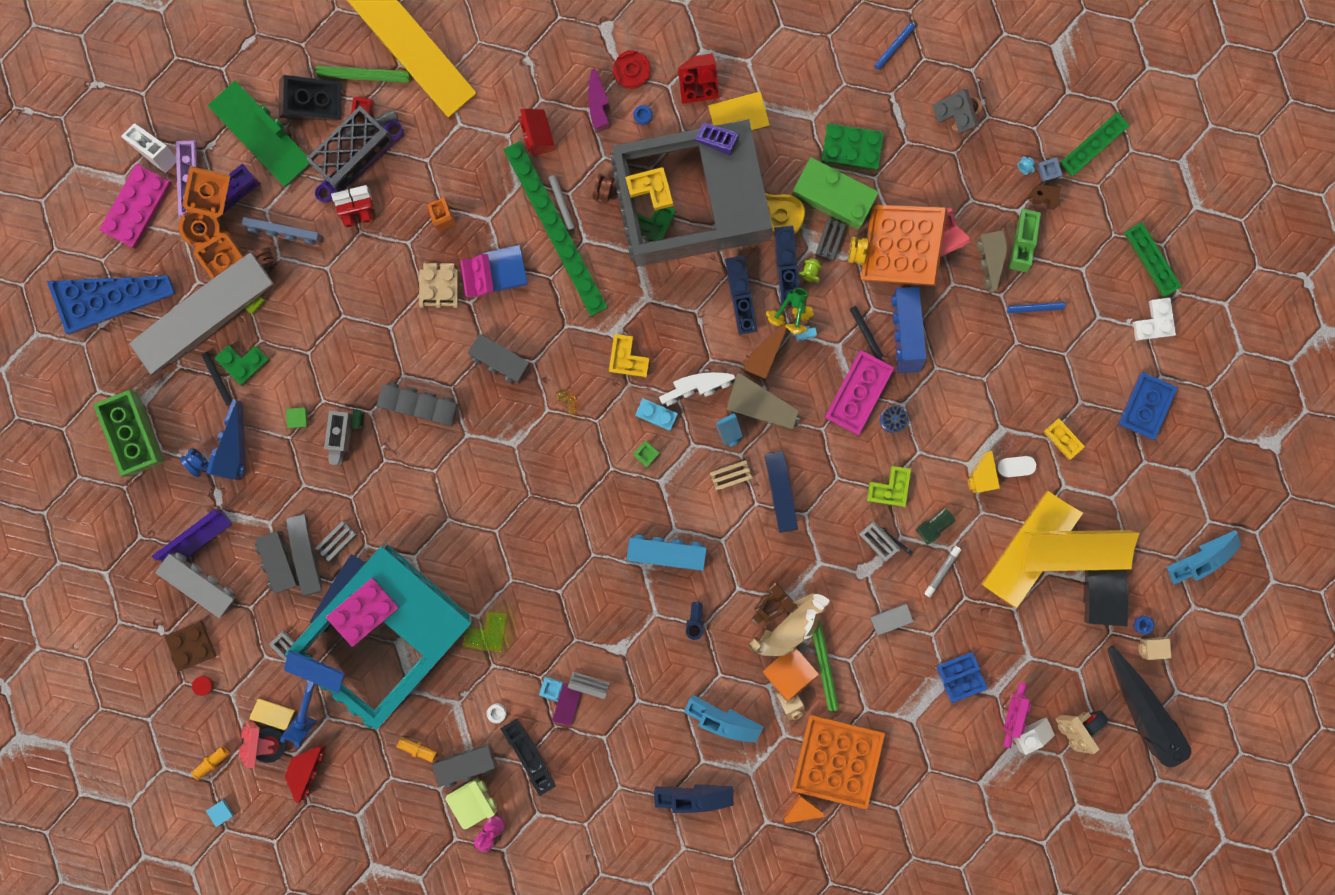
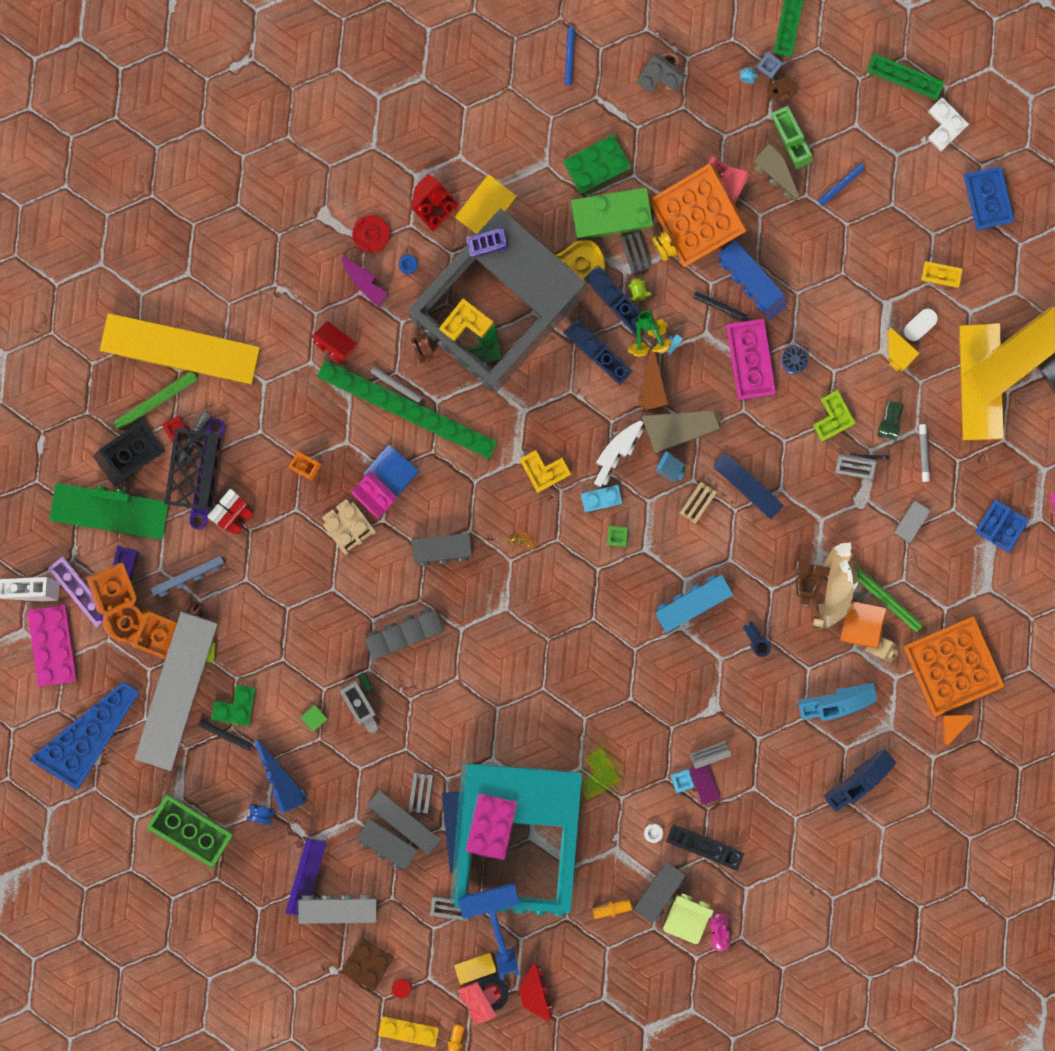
camera: 35 degrees left, 0 degrees up
(182, 724) = (408, 1031): none -> yellow plate

